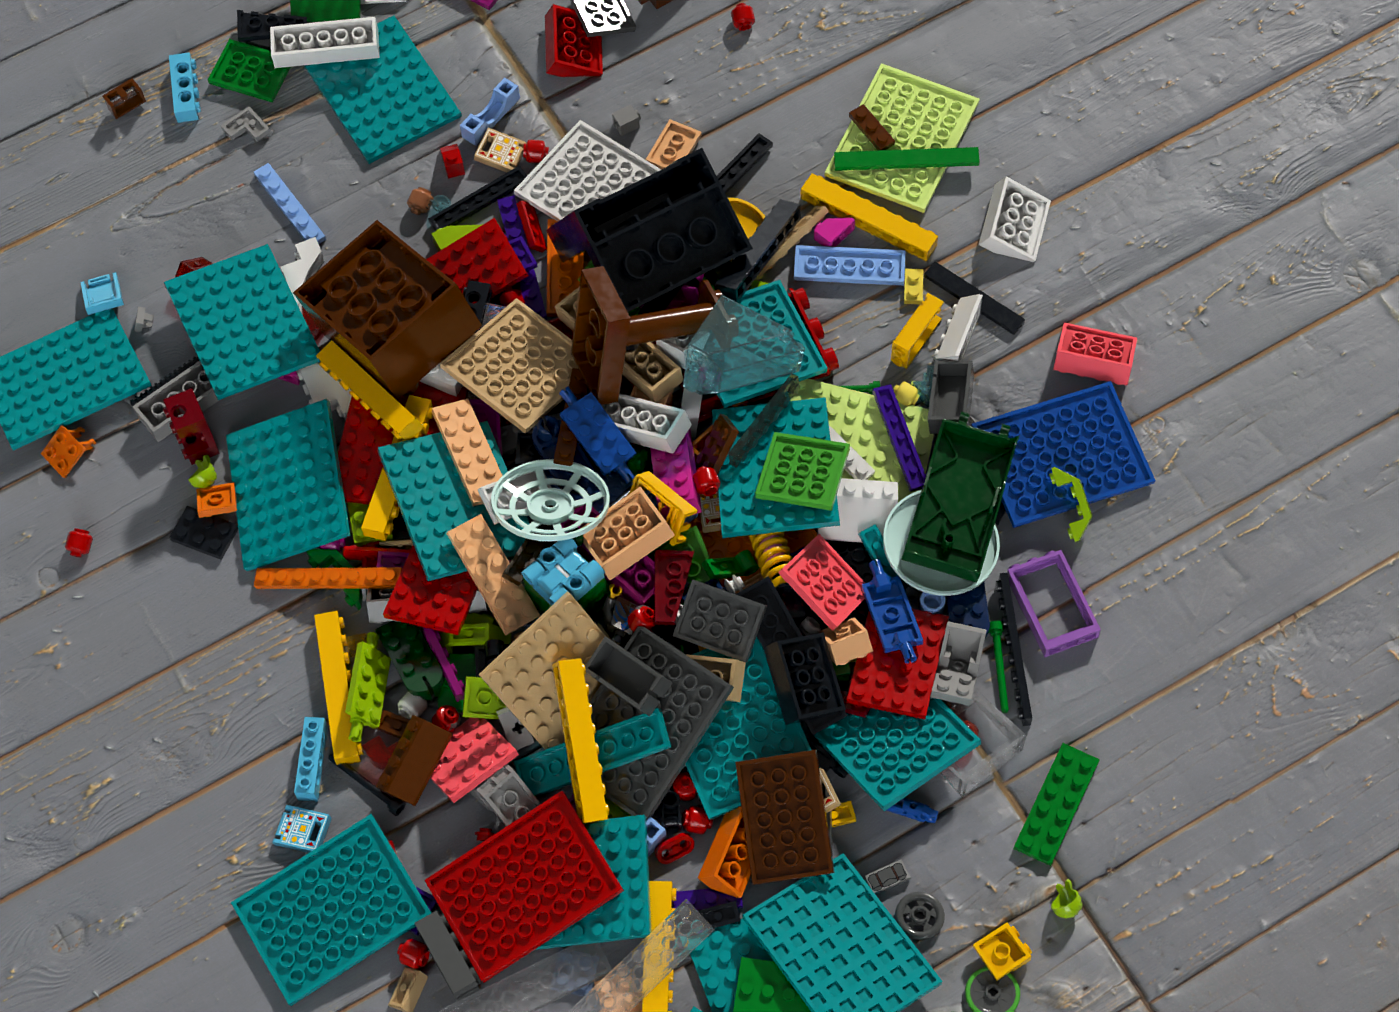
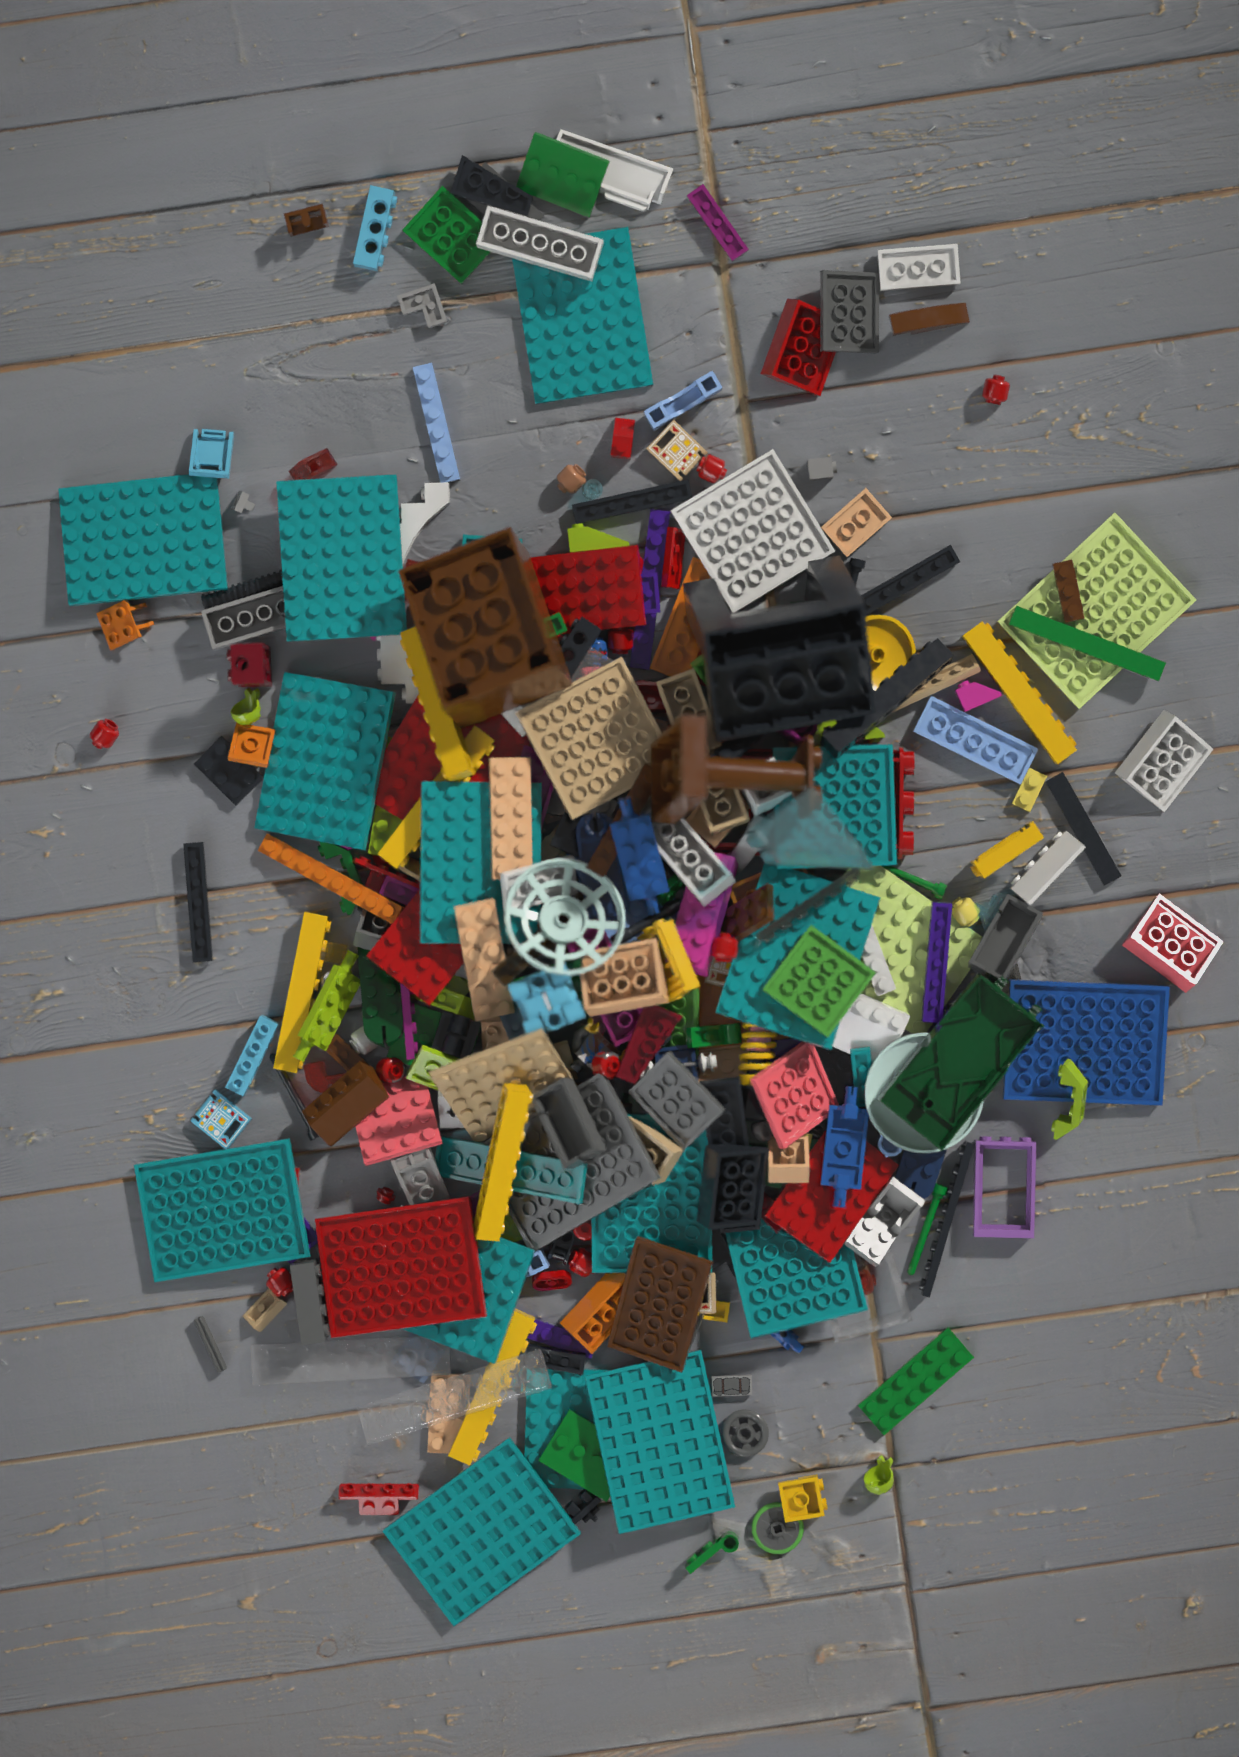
camera: 15 degrees right, 25 degrees up
(213, 649) = (198, 902): none -> black plate

